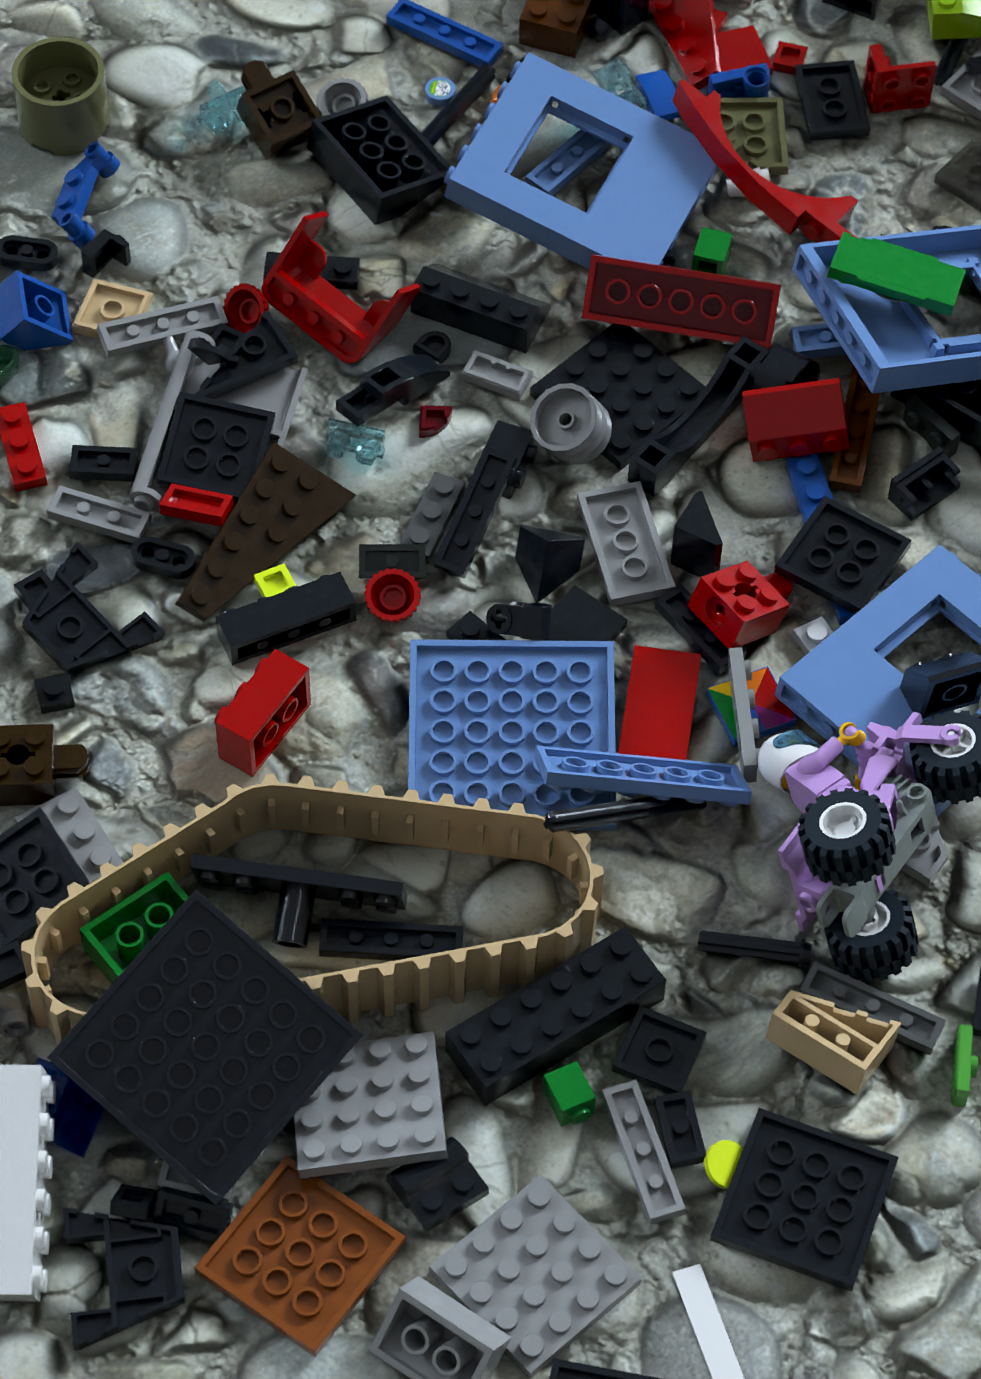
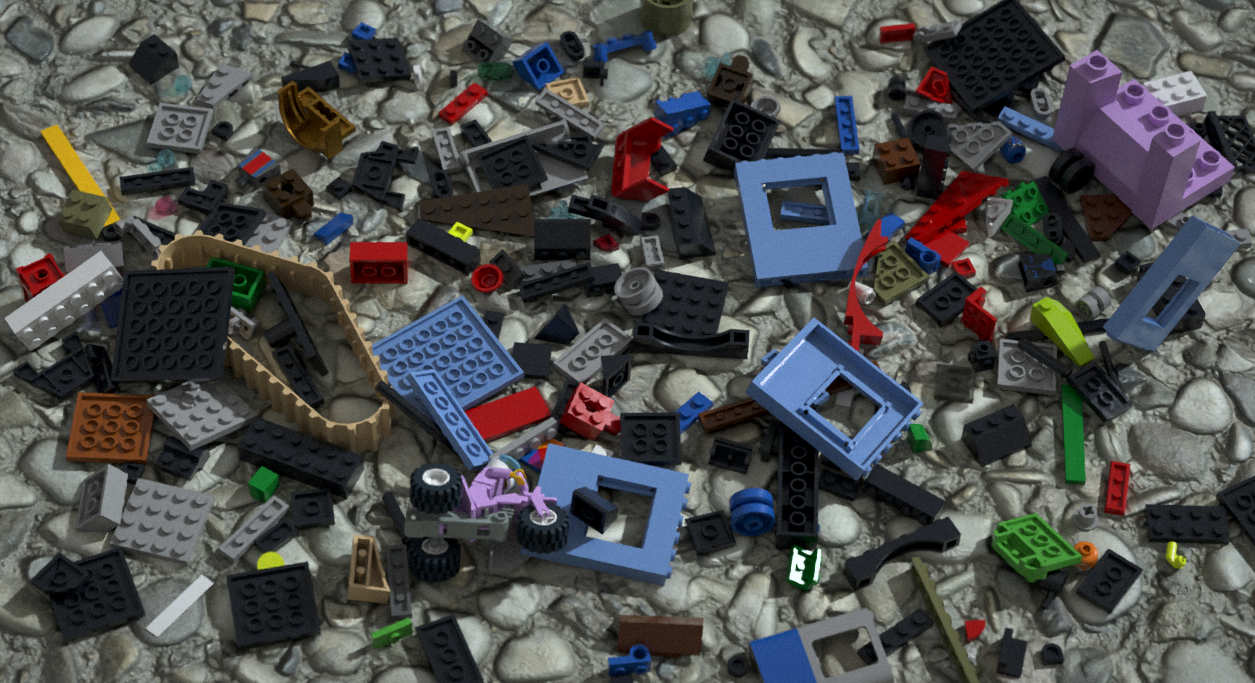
camera: 55 degrees right, 5 degrees down
(128, 740) = (334, 228): none -> blue slope
(196, 504) = (473, 177): red tile -> none
(209, 353) = (557, 131): black tile -> none
(244, 307) = (608, 136): red hat -> none
(274, 199) = (682, 112): none -> blue wedge
(400, 464) = (562, 239): none -> black slope
(406, 1267) = (134, 471): none -> black tile
(439, 91) = (809, 142): tile -> none
(521, 619) = (509, 332): black piece -> none
(680, 300) = (751, 296): red brick -> none
(712, 251) = (801, 298): green brick -> none
(783, 368) = (740, 363): black brick -> none
(796, 420) = (716, 378): red slope -> none
(896, 273) = (827, 363): green piece -> none
(957, 120) = (982, 356): none -> black brick

